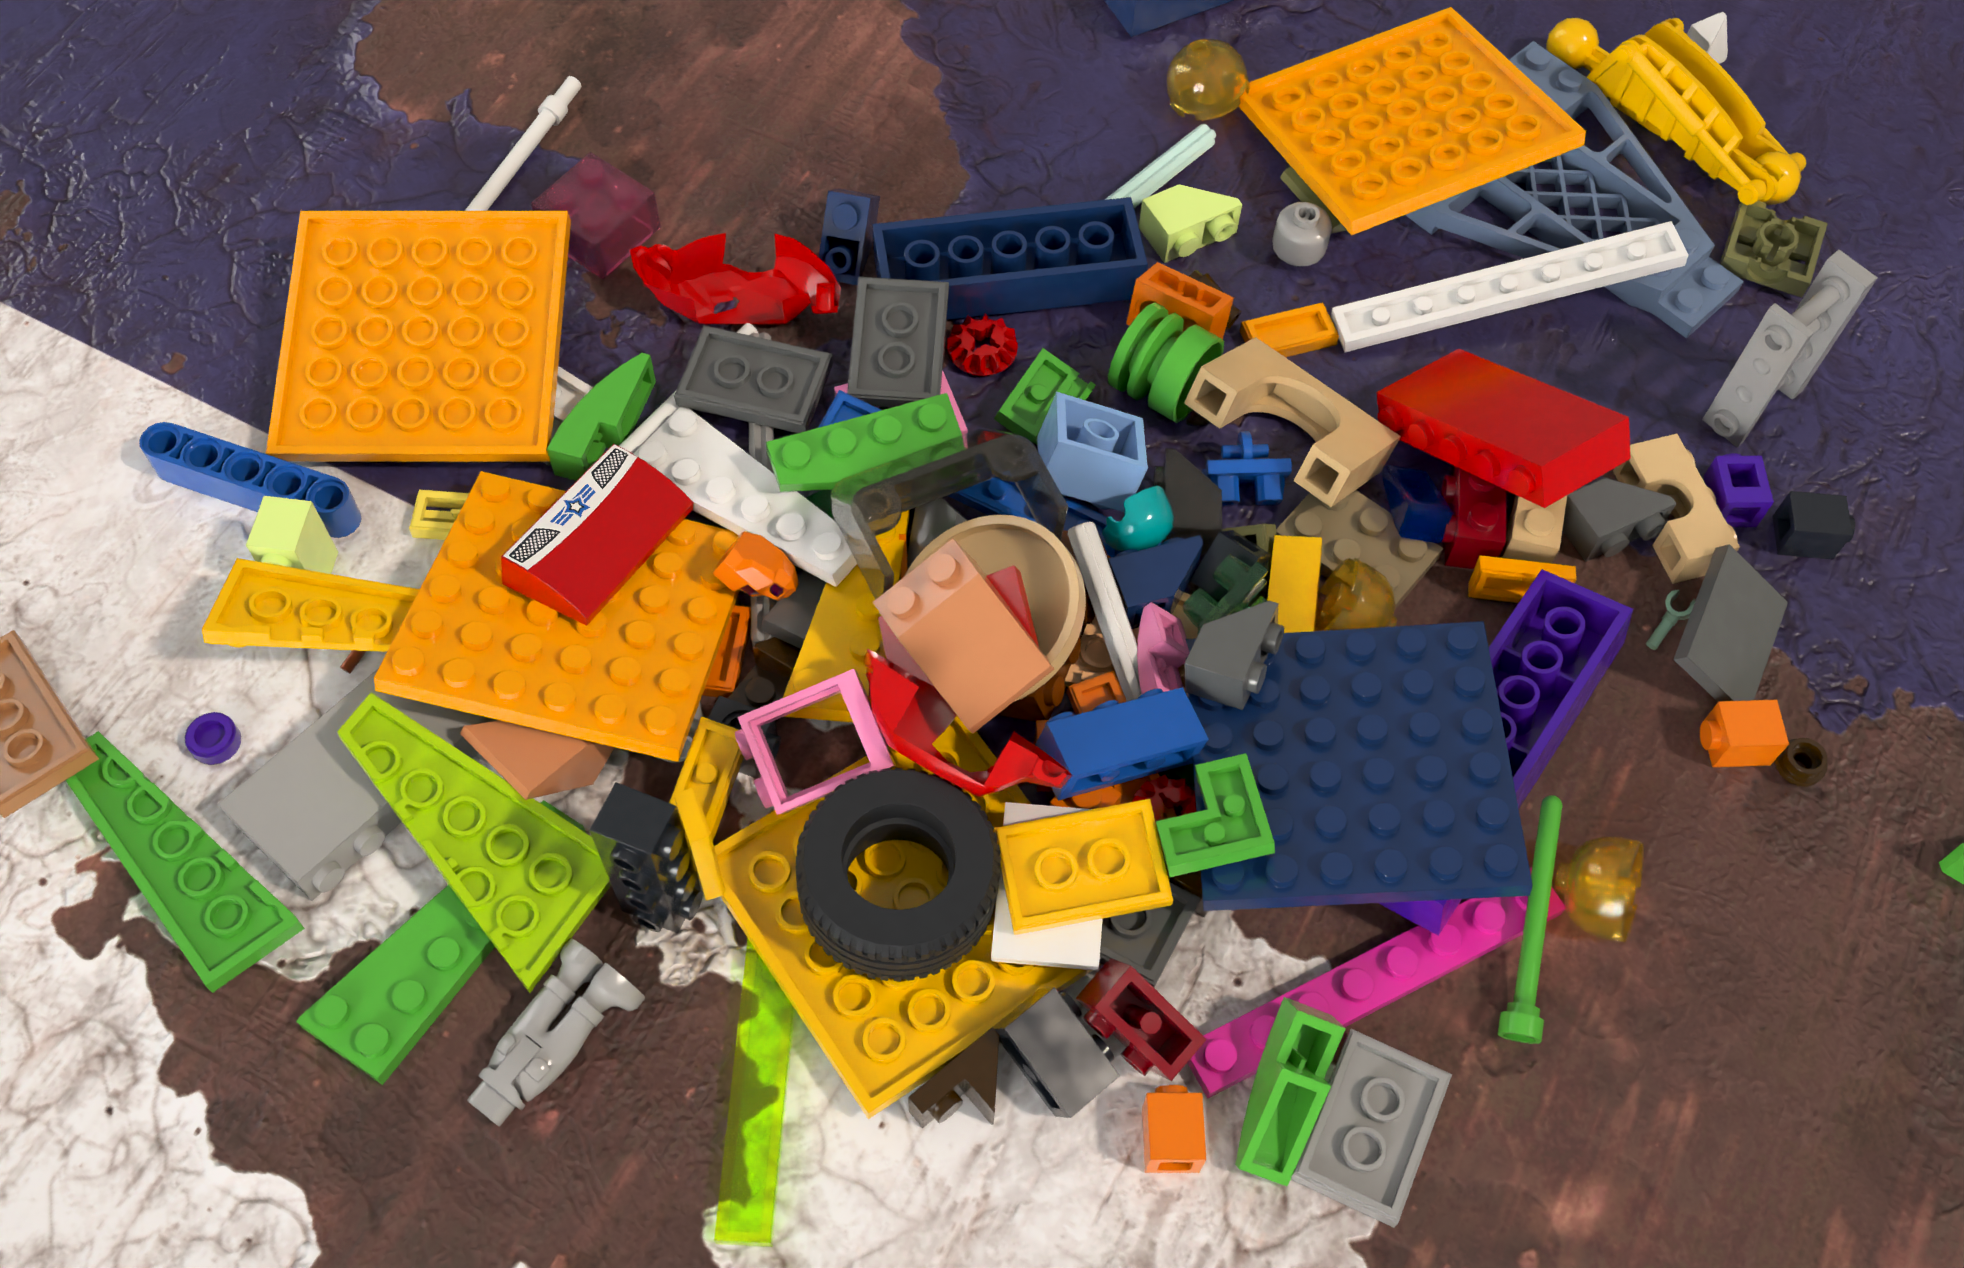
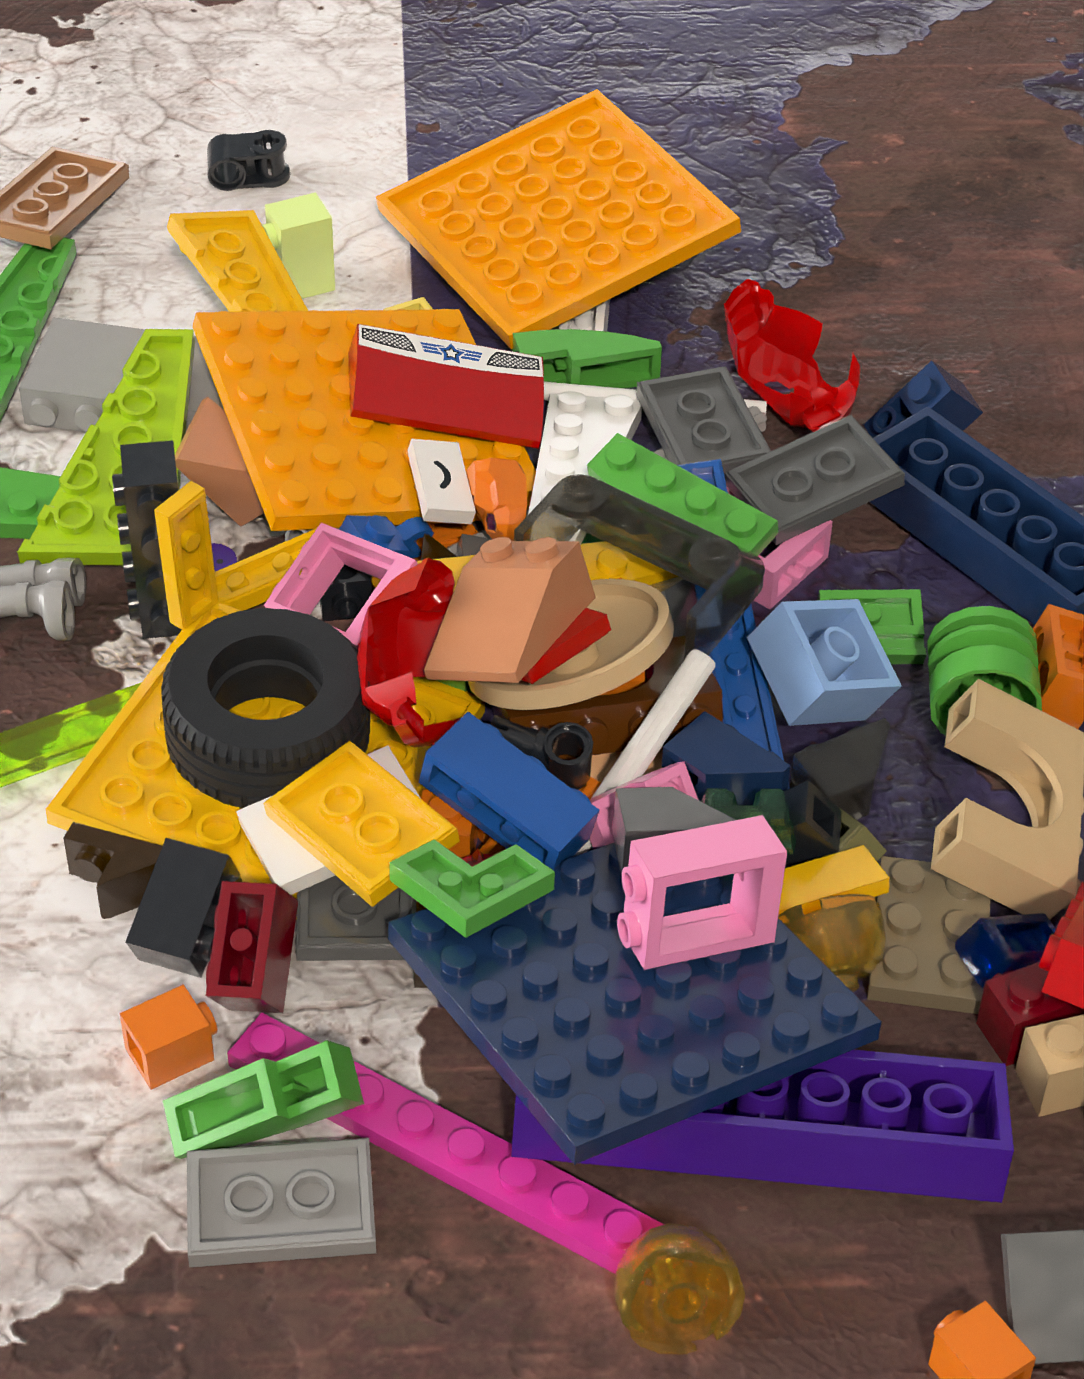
camera: 60 degrees right, 15 degrees down
(104, 534) = (244, 160): none -> black piece
(212, 738) = (119, 304): dark purple tile -> none
(245, 475) = (351, 208): blue beam -> none
(550, 113) = (867, 191): white bar -> none
(606, 213) = (785, 255): clear pink brick -> none
(710, 600) = (441, 481): none -> white tile
(734, 685) = (383, 532): none -> blue plate
(986, 359) = (881, 570): red gear -> none
(1076, 691) = (549, 744): none -> black pin
(1145, 522) = (774, 718): teal hair -> none
(1266, 474) = (931, 800): blue hips -> none
(1343, 663) = (657, 862): none -> bright pink window
(1510, 578) = (1027, 1106): light orange tile -> none
(1522, 1018) = (478, 1275): bright green piece -> none

